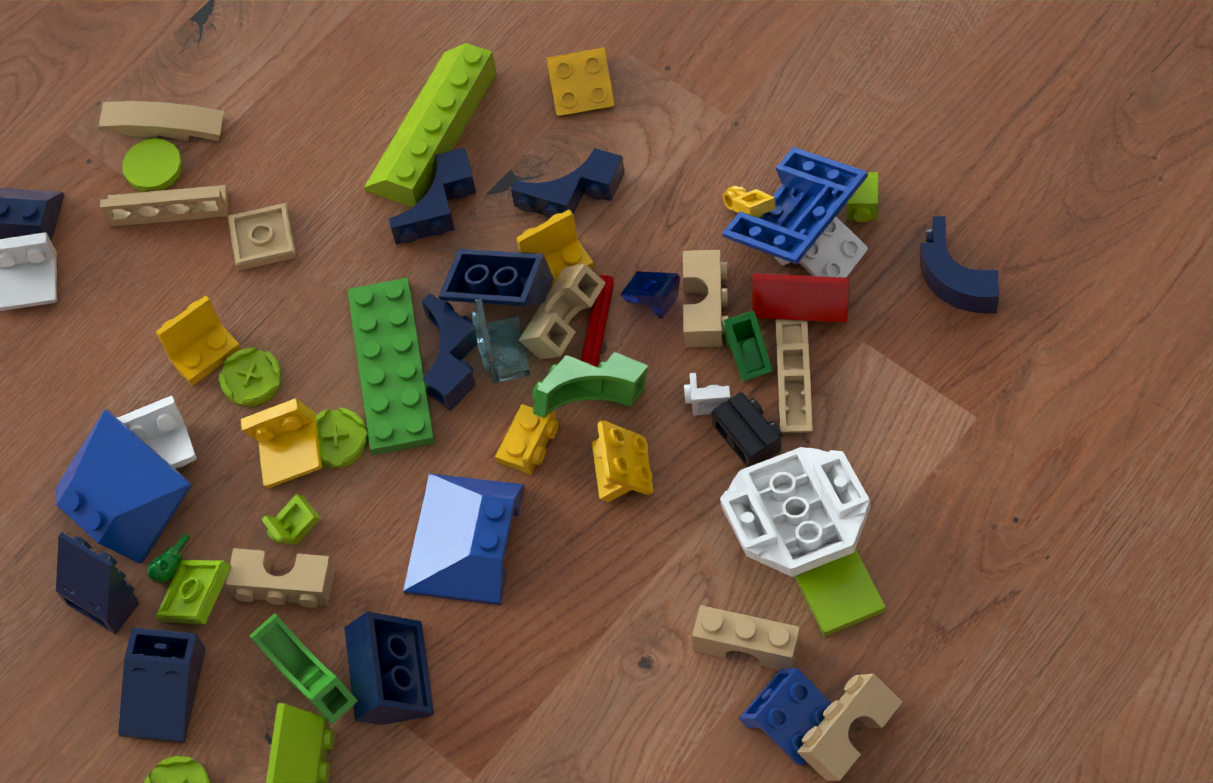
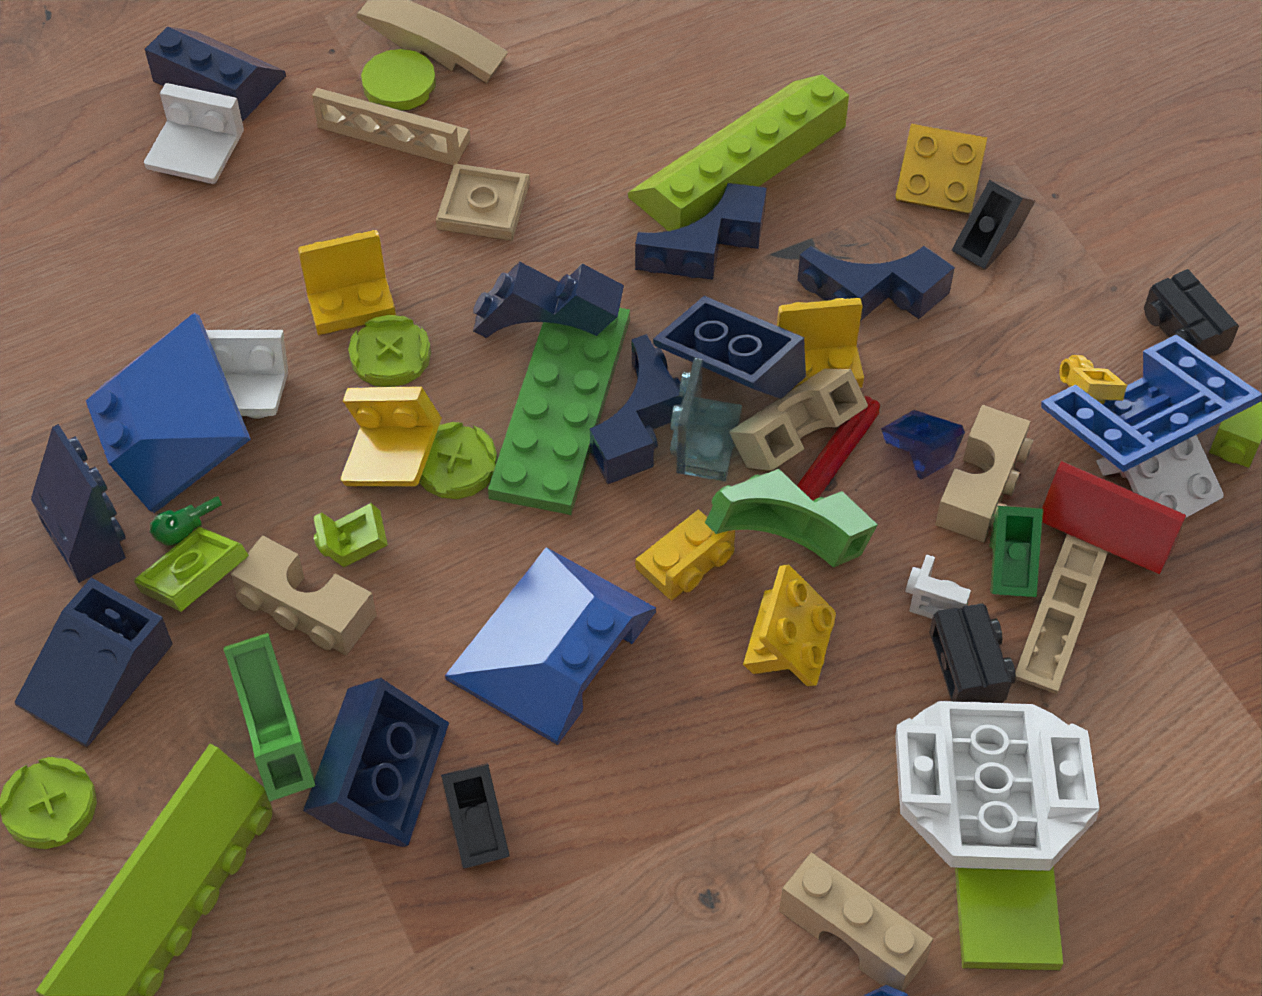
camera: 15 degrees right, 5 degrees down
(331, 299) = (526, 295): none -> dark blue arch
(471, 675) = (475, 815): none -> black slope
(634, 109) = (992, 223): none -> black slope
(796, 125) = (1189, 310): none -> black brick

